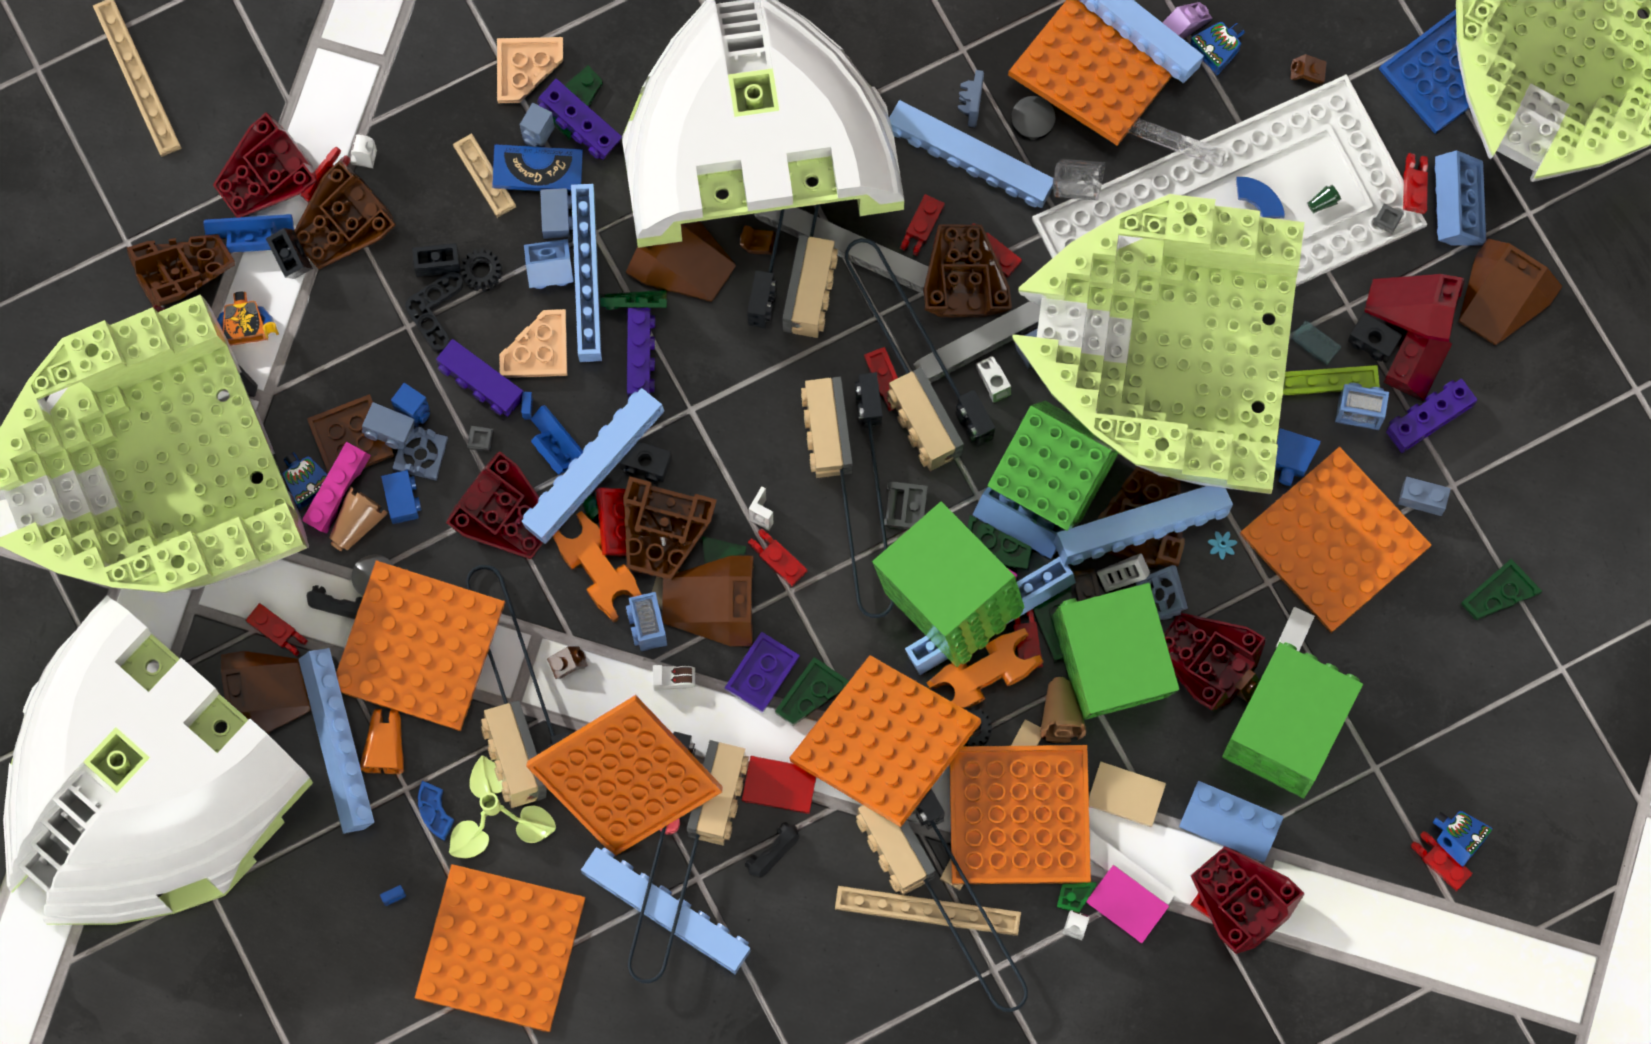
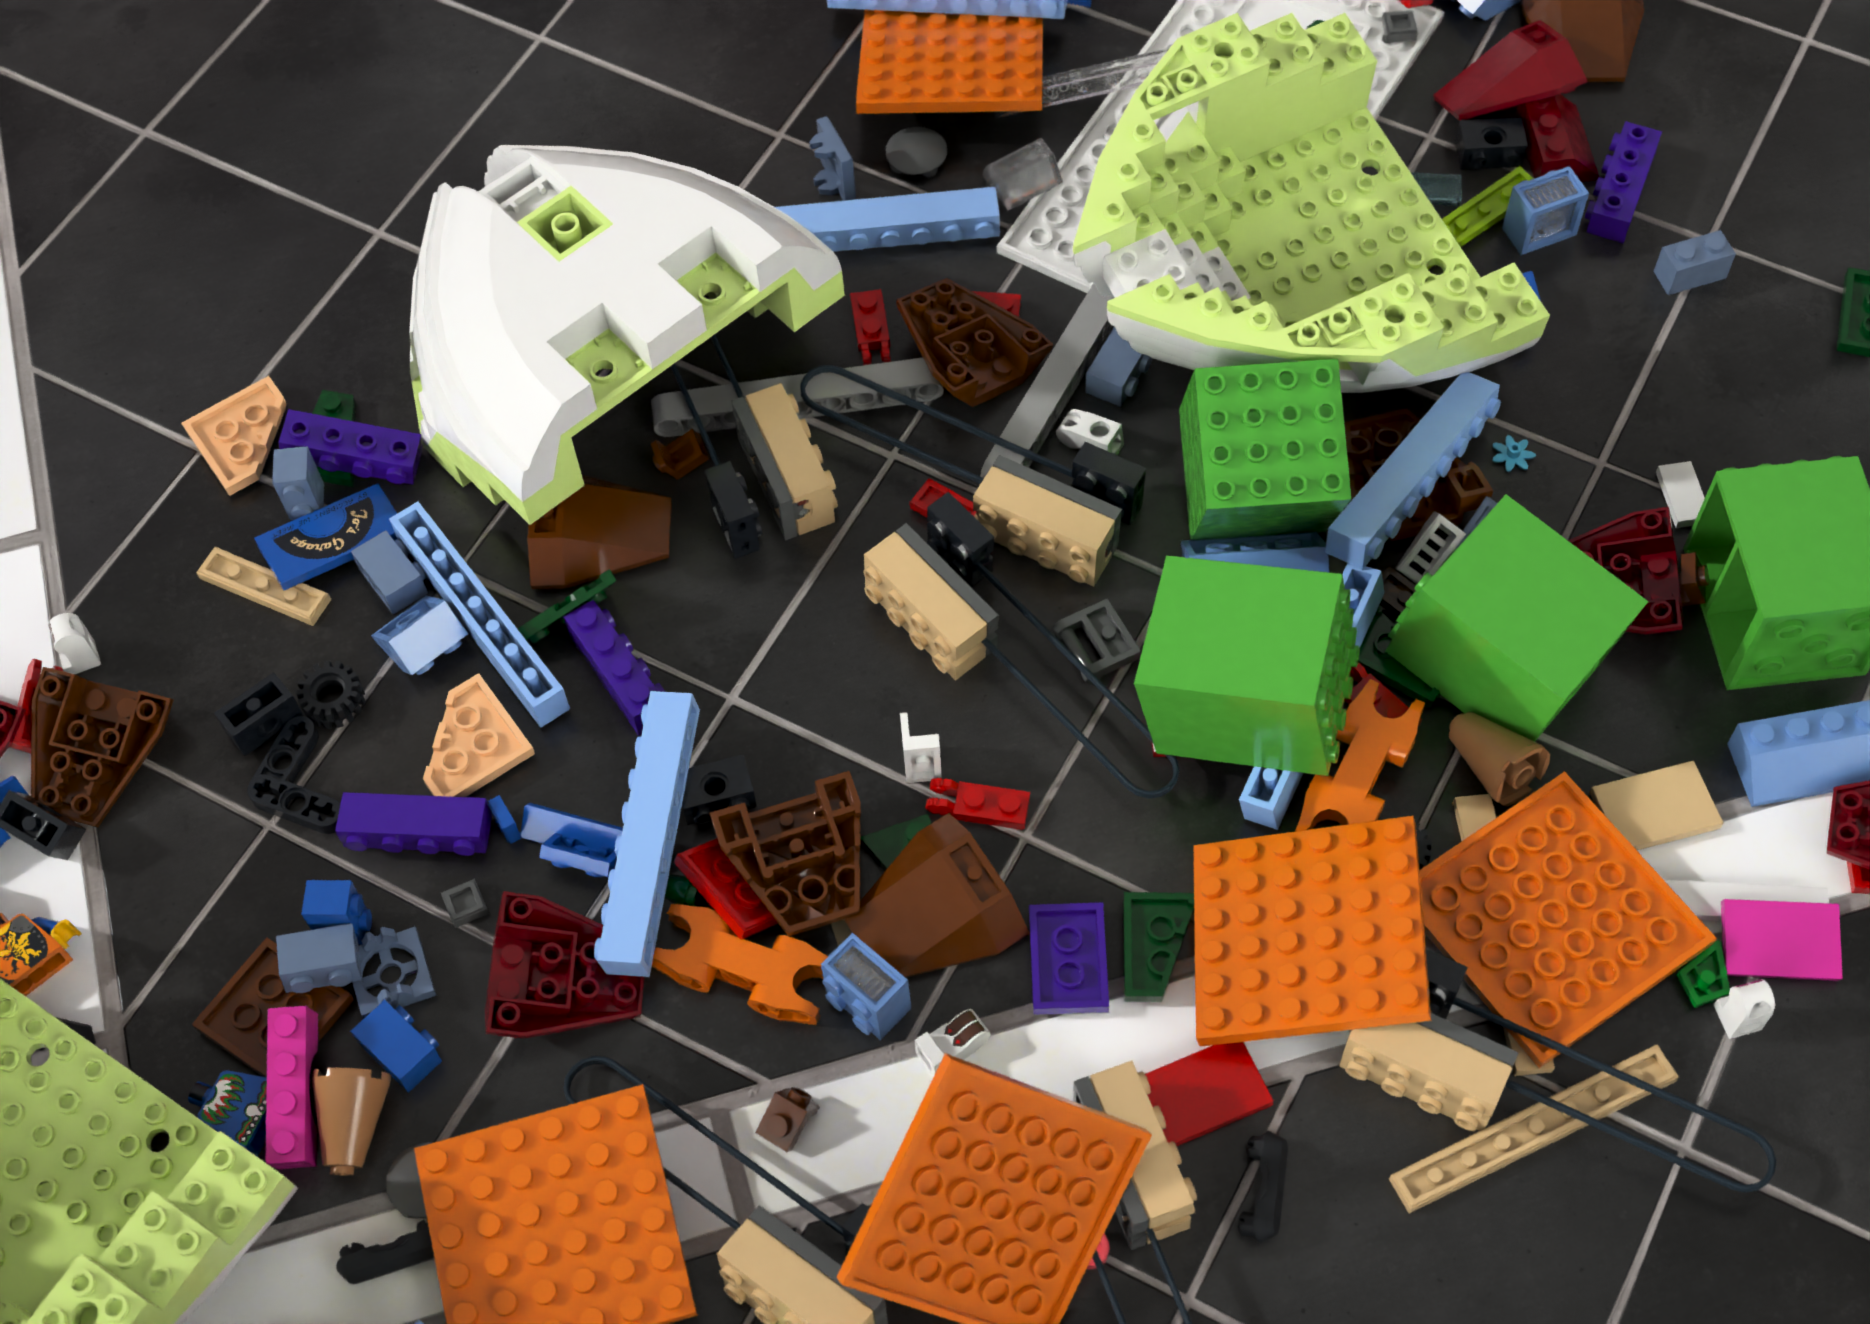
camera: 30 degrees left, 15 degrees down
(1335, 539) = (1636, 371): orange plate -> none

